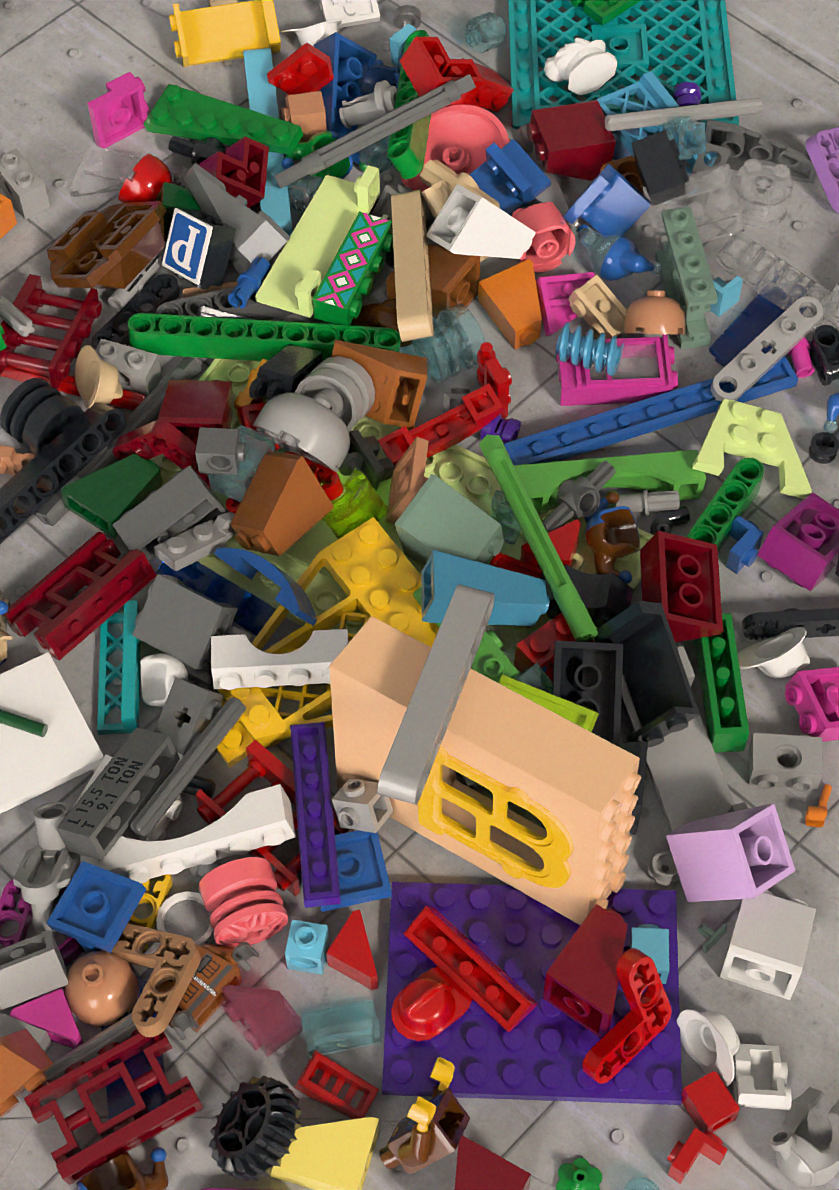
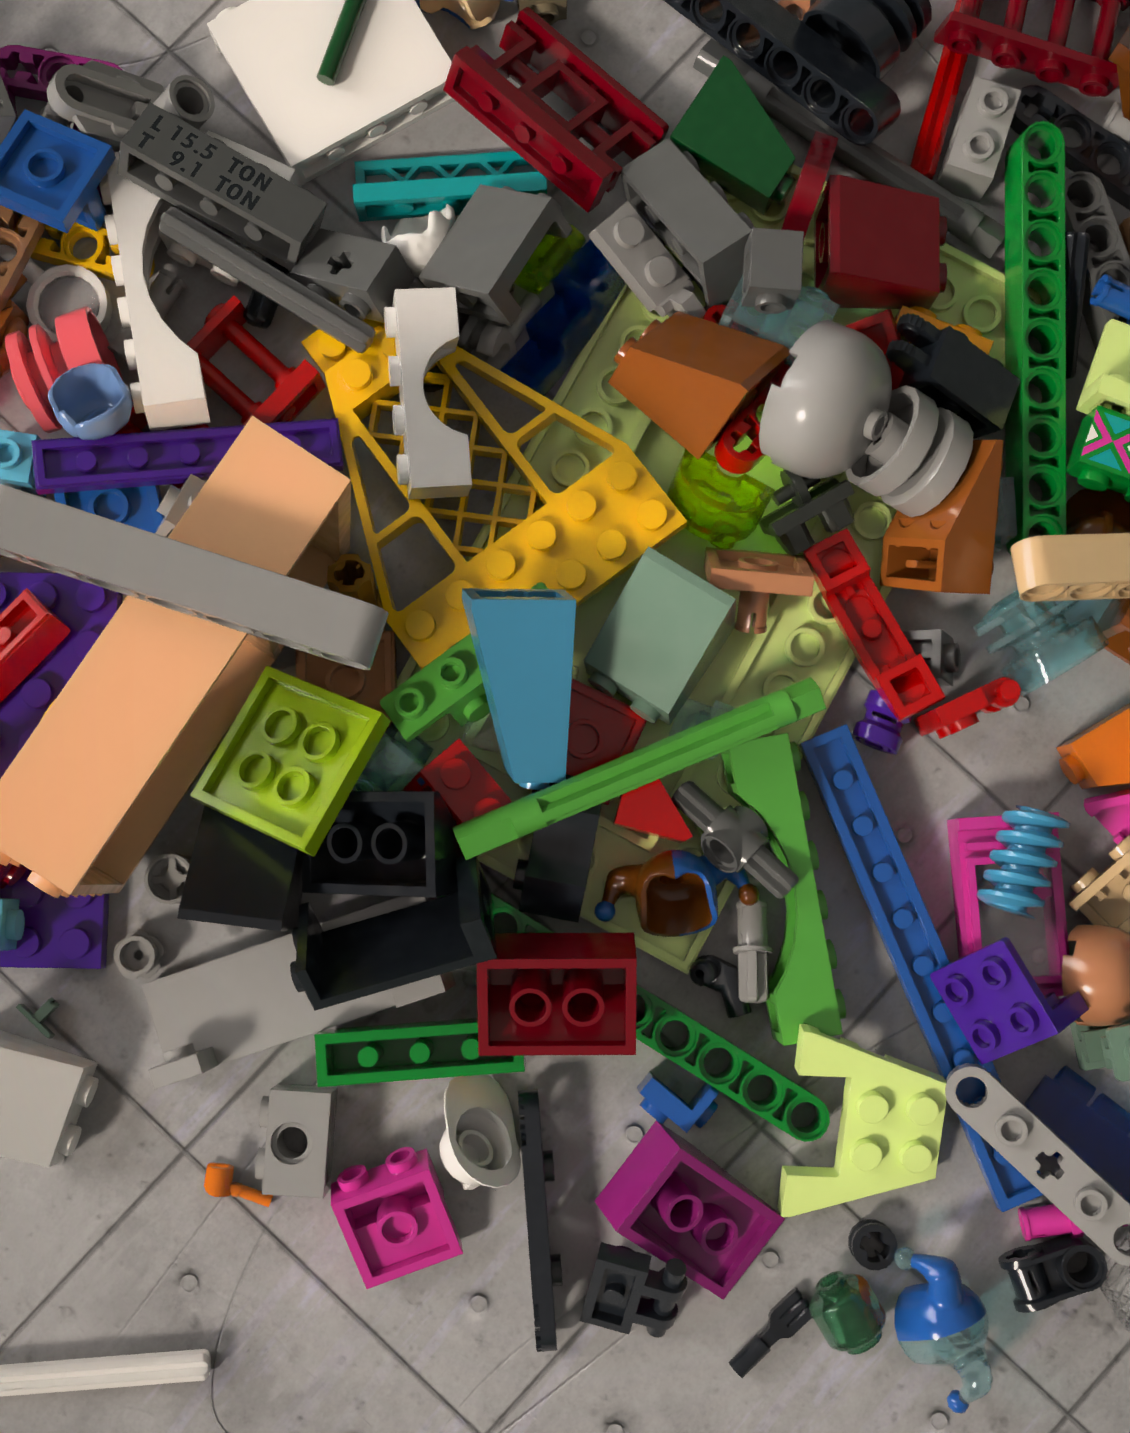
camera: 85 degrees right, 25 degrees up
(96, 378) = (940, 98): tan piece -> none
(278, 857) = (91, 401): none -> medium blue hair
(291, 594) = (530, 406): blue slope -> none
(673, 363) = (1001, 1002): none -> dark purple bracket
(731, 854) = (113, 1050): lavender slope -> none

